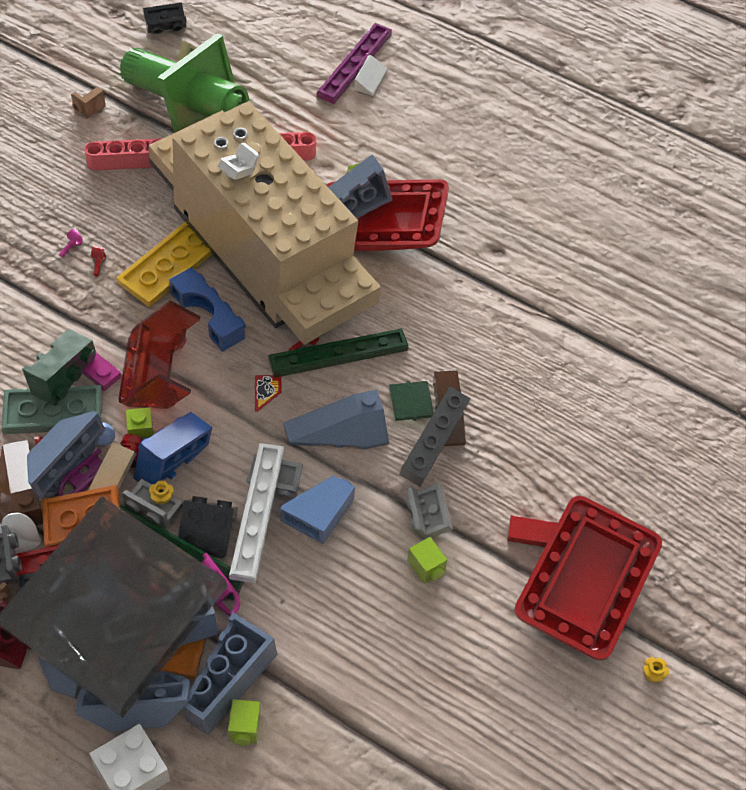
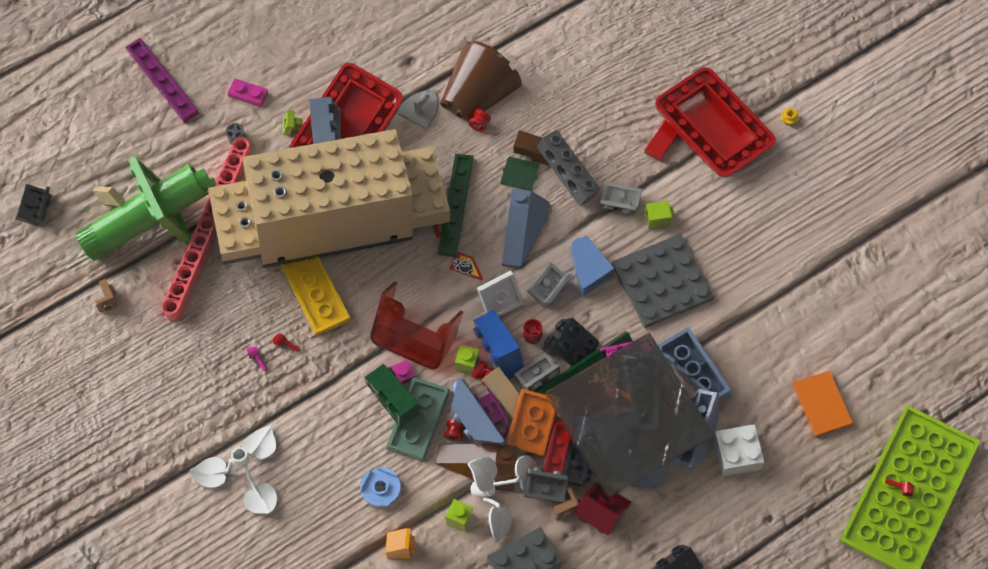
camera: 60 degrees left, 10 degrees up
(165, 496) = (532, 366): yellow plate -> none
(192, 291) = (353, 281): blue arch -> none
(205, 479) = (532, 326): none -> red wheel
(234, 427) = (501, 294): none -> white tile
(240, 164) = (314, 183): white bracket -> none
(244, 722) = (733, 370): lime brick -> none
(256, 513) = (581, 303): white tile -> none
(323, 135) = (234, 129): none -> dark grey wheel
(340, 599) = (662, 280): none -> dark grey plate
(369, 76) = (185, 75): white slope -> none
(378, 131) = (248, 92): none -> dark pink plate
(444, 280) = (420, 108): none -> light grey shield
(455, 335) = (479, 120): none -> red wheel
(501, 318) = (479, 80): none -> reddish brown cone

